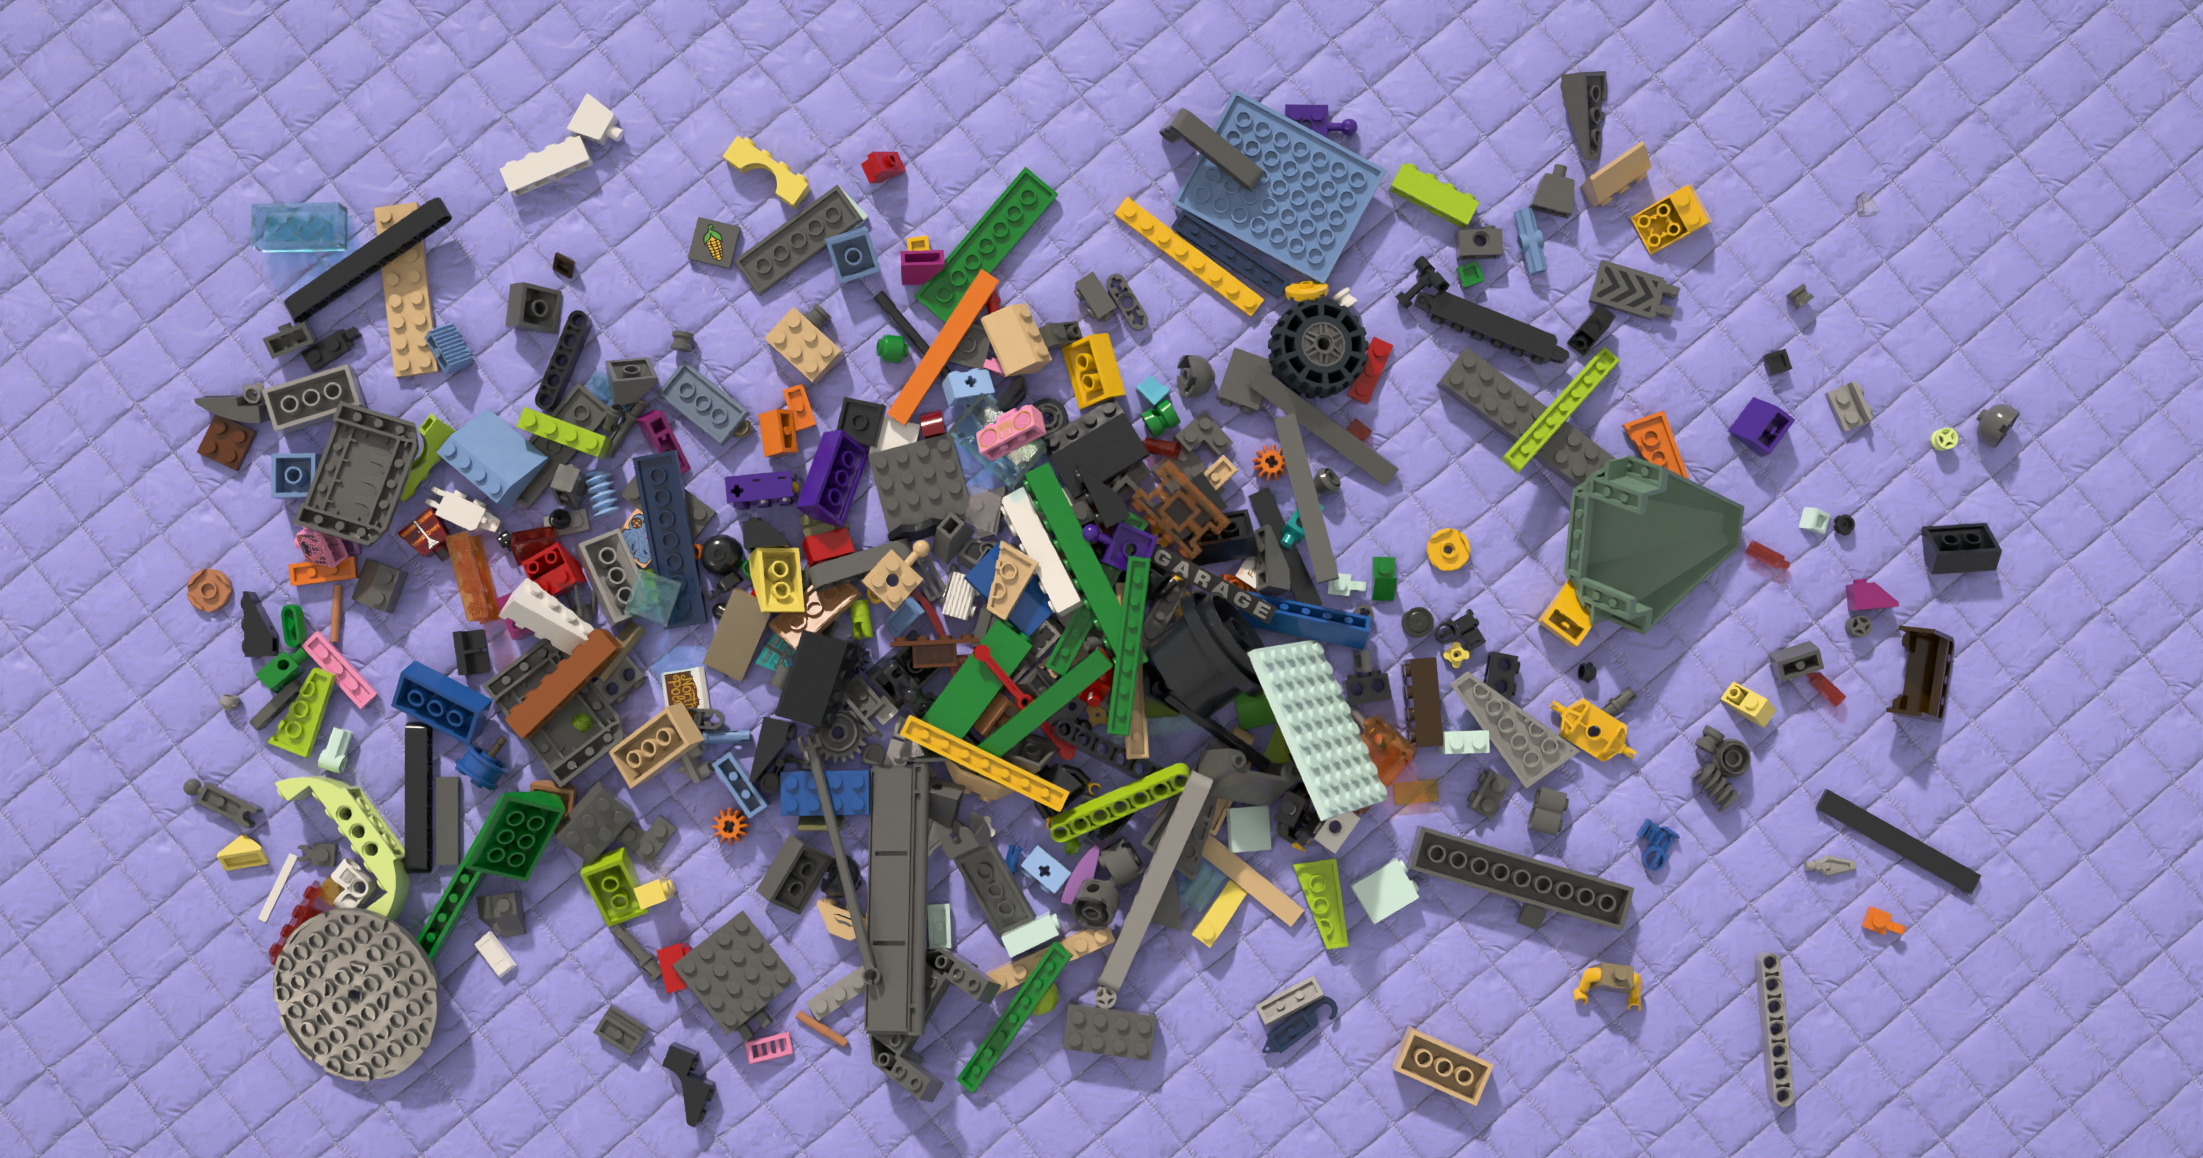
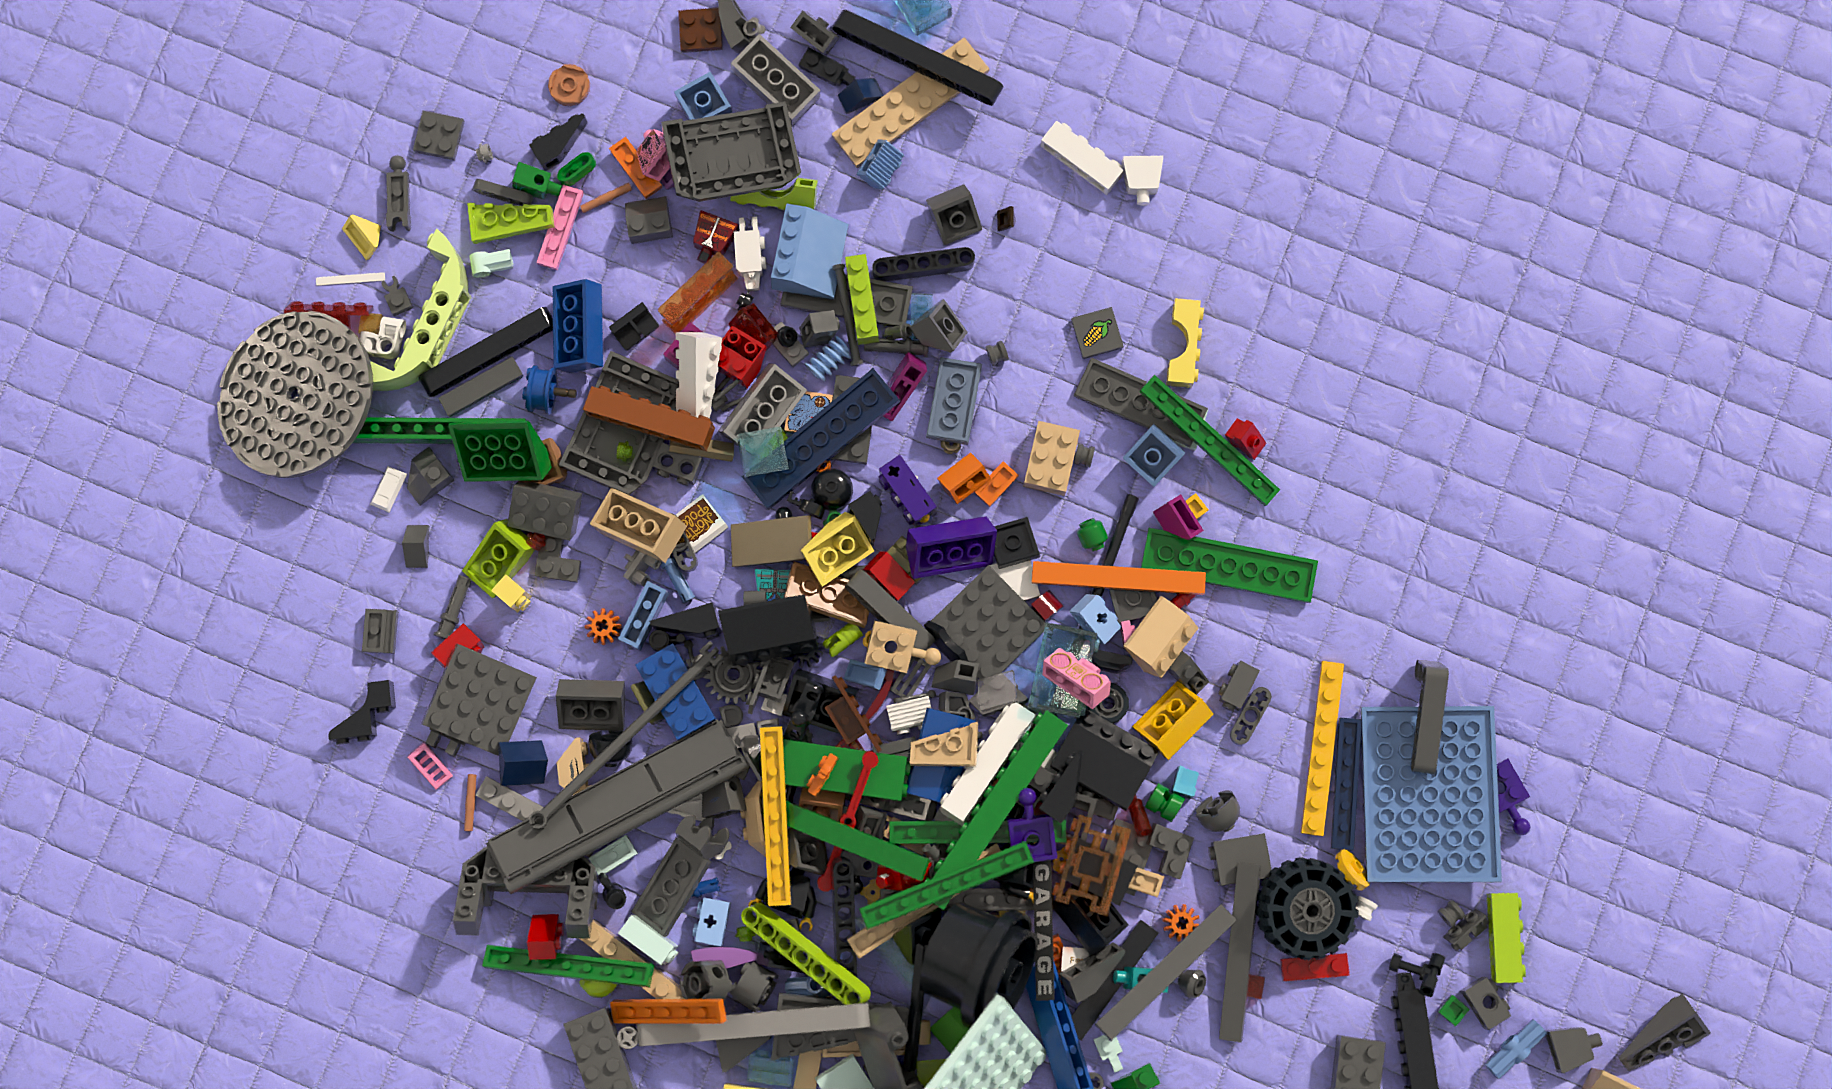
camera: 70 degrees right, 5 degrees down
(187, 735) = (438, 135): none -> dark grey plate
(372, 331) = (859, 94): none -> dark blue slope
(524, 438) = (839, 270): none -> dark grey bar
(562, 956) = (416, 546): none -> dark grey slope
(618, 845) = (535, 540): none -> clear red plate
(812, 963) = (522, 763): none -> dark blue slope
(866, 199) = (1209, 440): none -> green plate
(972, 944) = (612, 893): none -> black piece
(975, 710) = (826, 765): none -> orange plate
(977, 1024) = (544, 936): none -> red brick
(1102, 949) = (668, 1011): none -> orange plate
(1146, 818) = (804, 986): none -> medium blue piece
(1389, 228) = (1451, 913): none -> dark grey wheel
(1407, 214) = (1473, 922): none -> dark grey hinge

